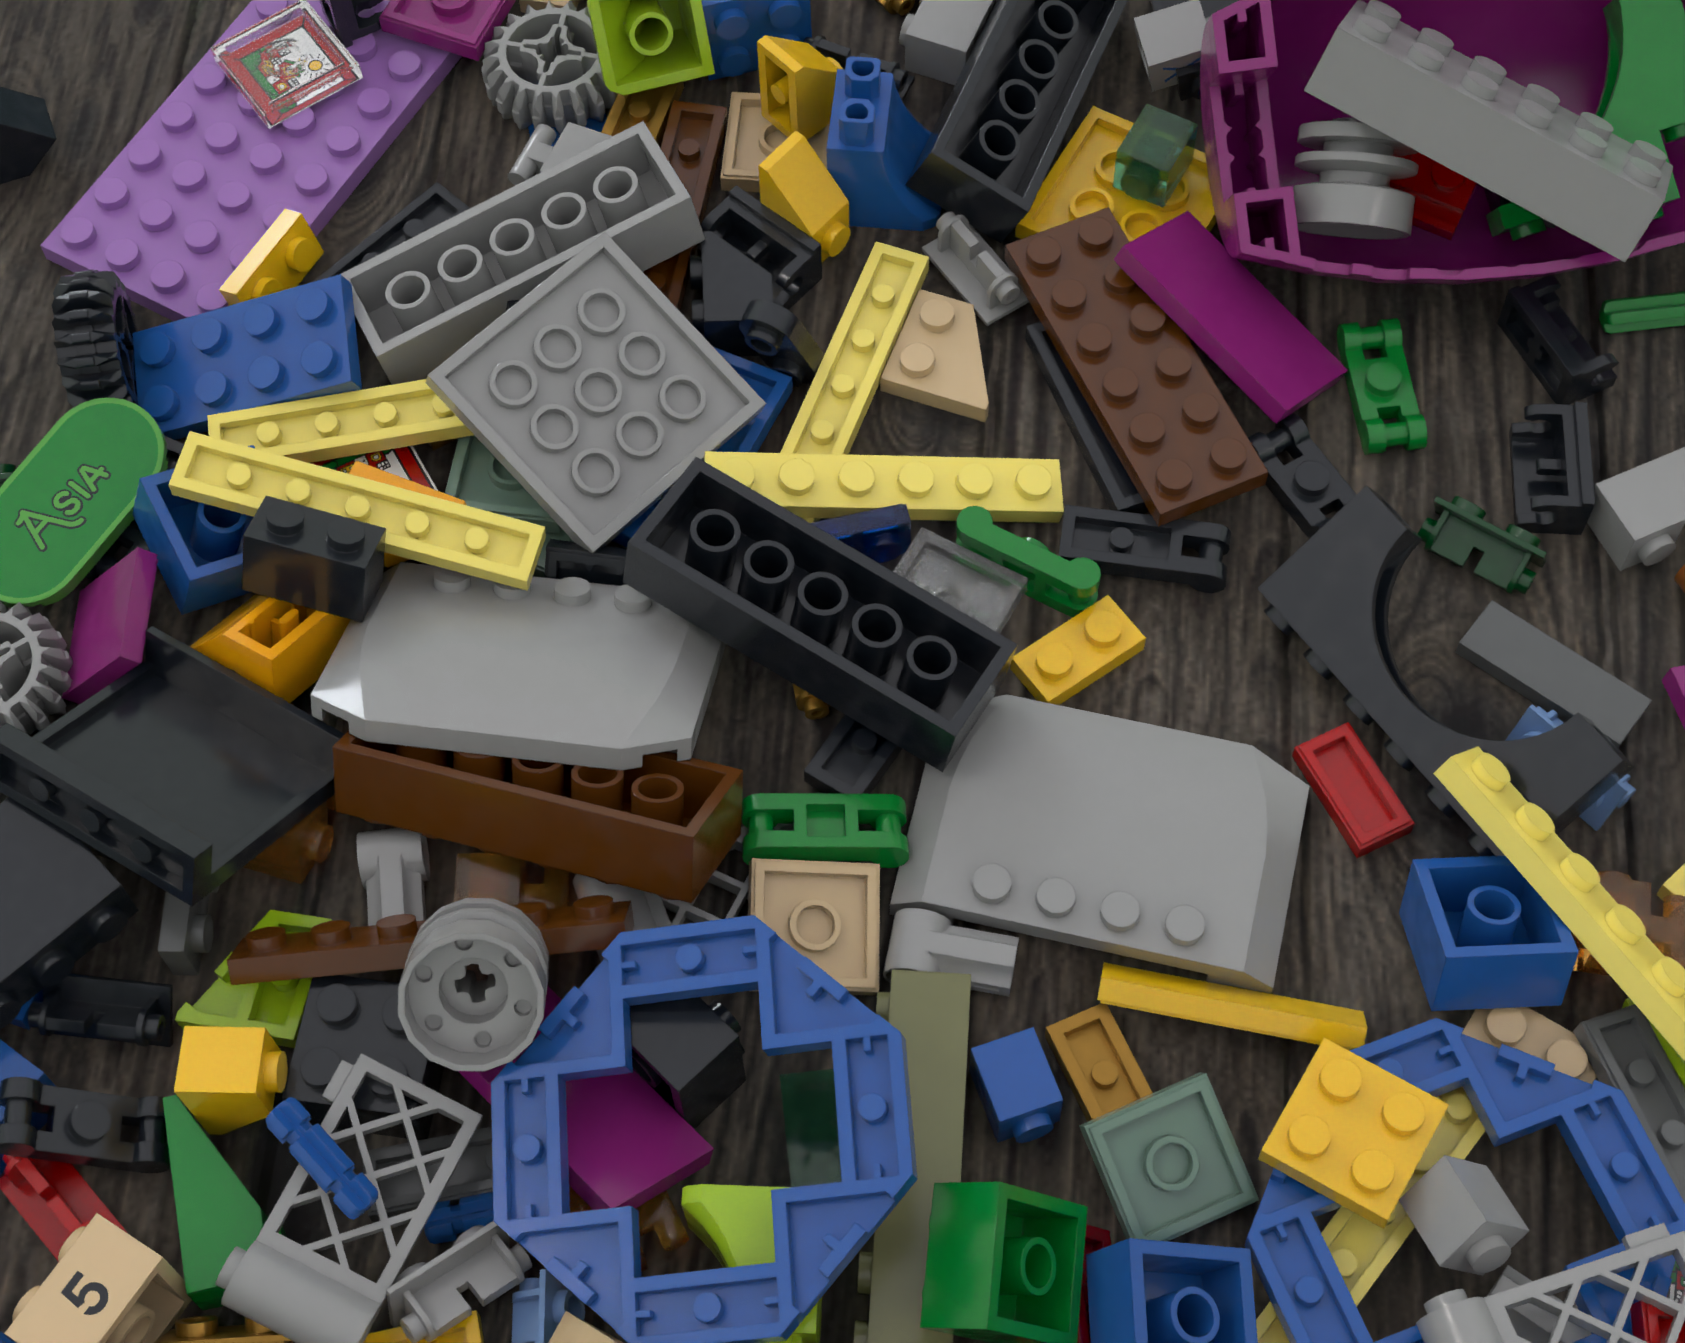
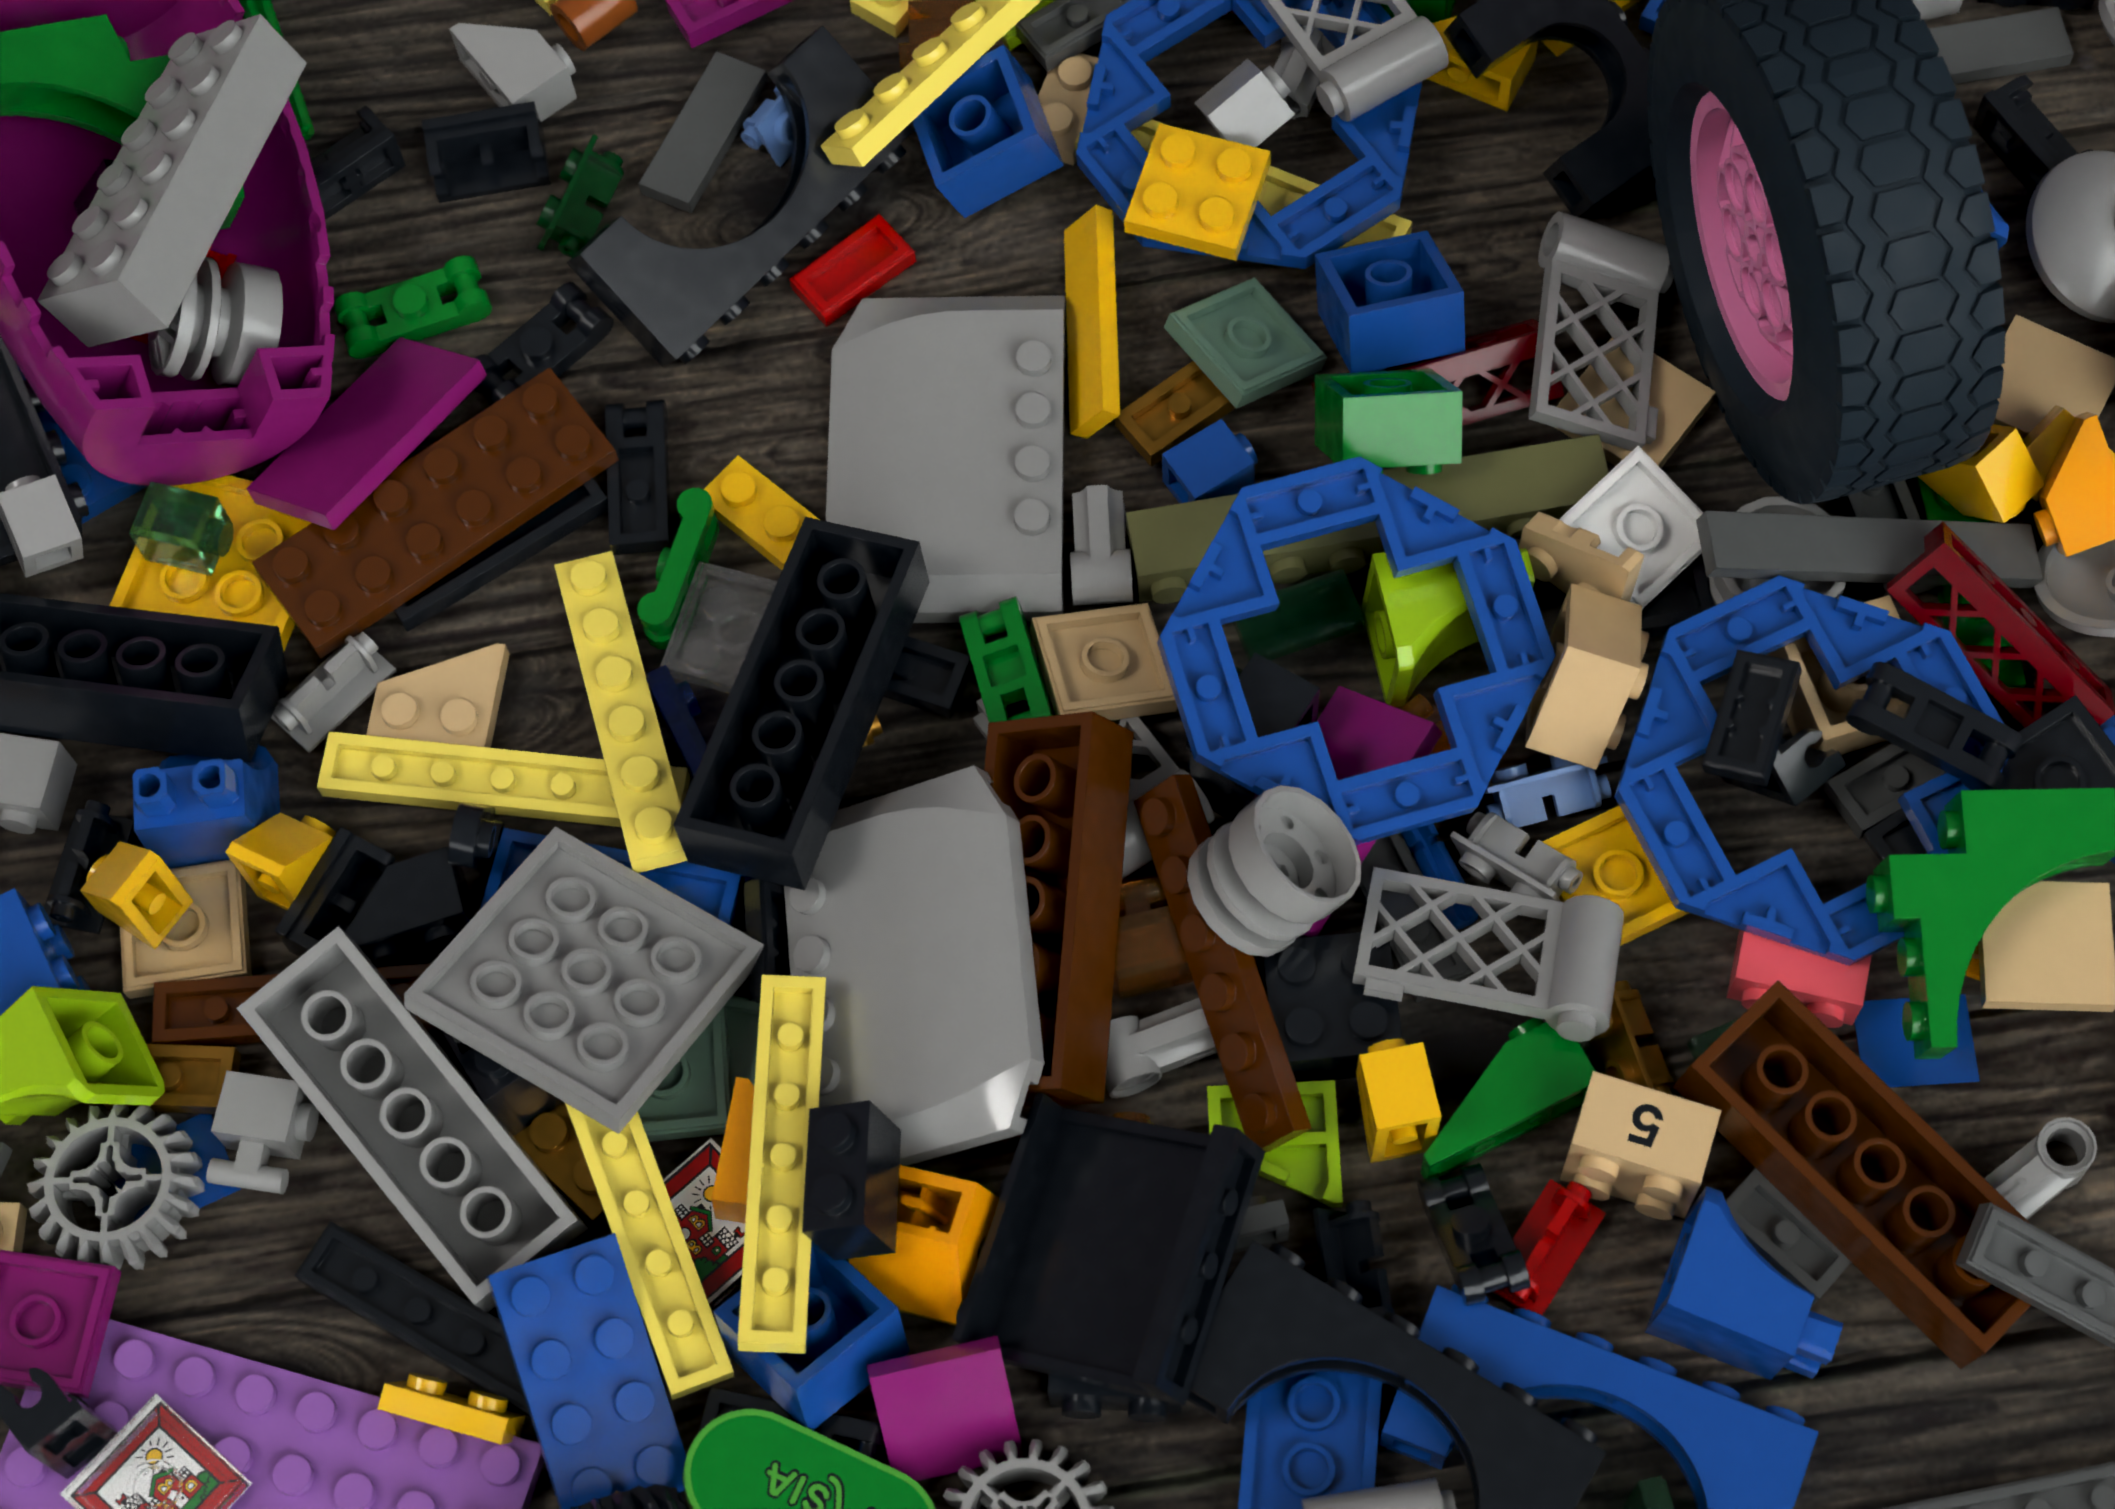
camera: 100 degrees left, 5 degrees up
(322, 1158) = (1462, 968): blue axle -> none

